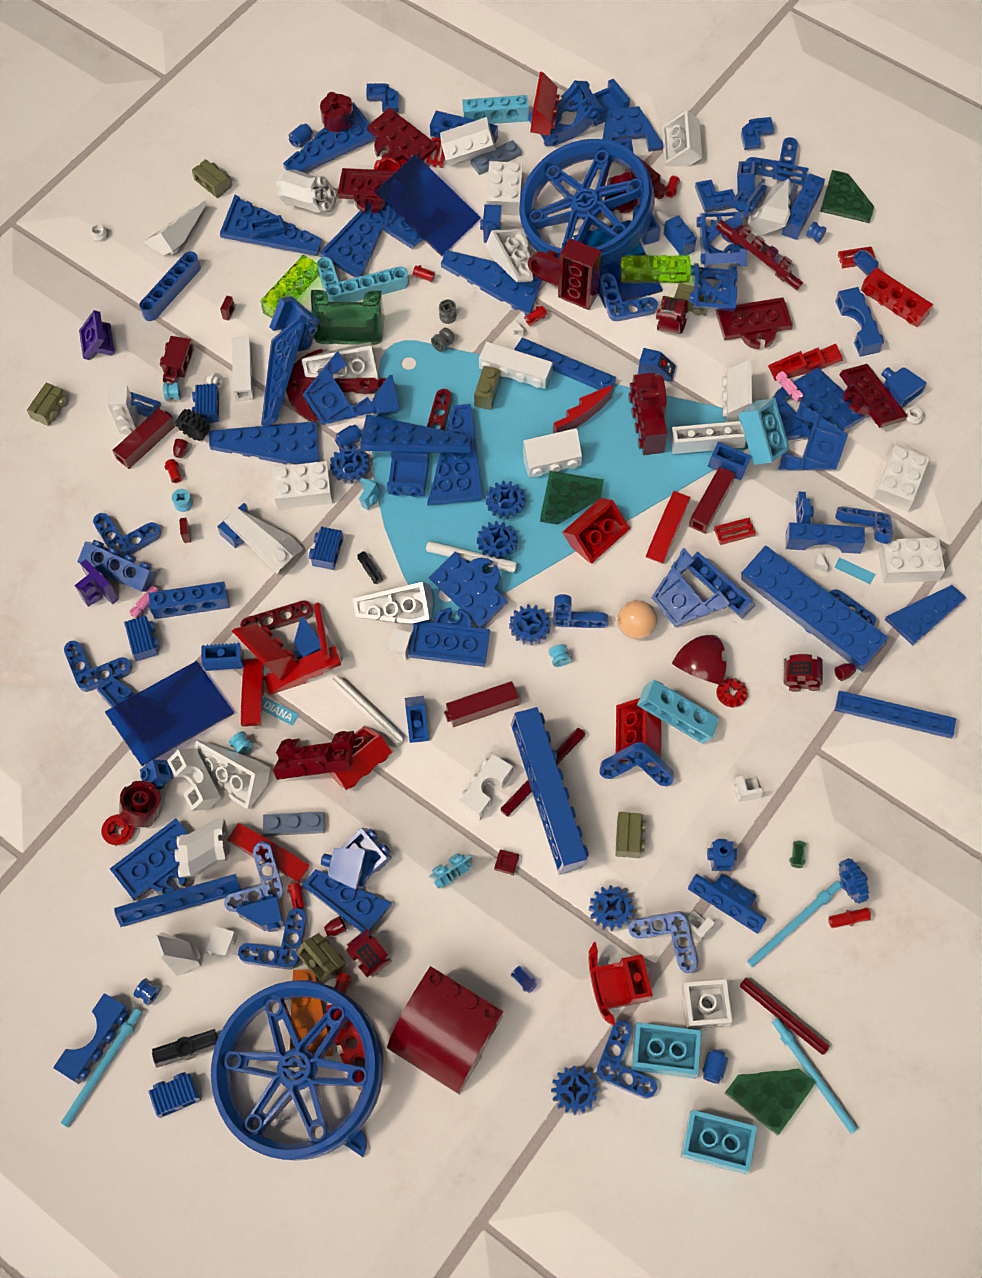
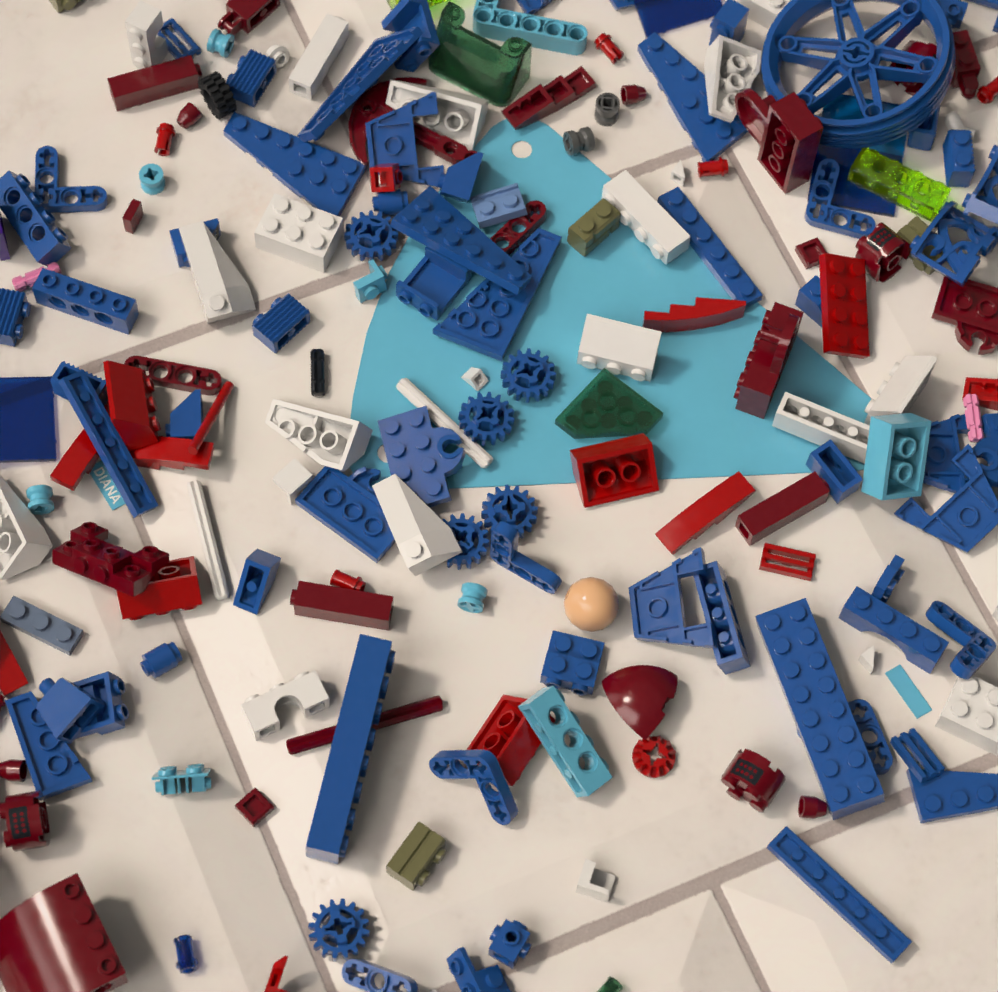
camera: 25 degrees right, 0 degrees up
(266, 682) = (108, 443): none -> blue plate
(337, 422) = (390, 177): none -> red brick
(387, 802) = (161, 659): none -> blue brick
(406, 323) = (548, 99): none -> dark red slope
(418, 404) = (498, 205): none -> medium blue plate
(456, 294) = (632, 94): none -> dark red hose
(471, 519) = (475, 378): none -> white piece
(473, 688) = (346, 581): none -> red pin
(500, 630) = (415, 527): none -> white wedge
(551, 585) = (518, 504): none -> blue gear
(628, 337) = (809, 252): none -> dark red tile
(646, 663) = (572, 663): none -> blue plate
(672, 358) = (844, 306): none -> red plate
(887, 603) = (921, 754): none -> blue tile

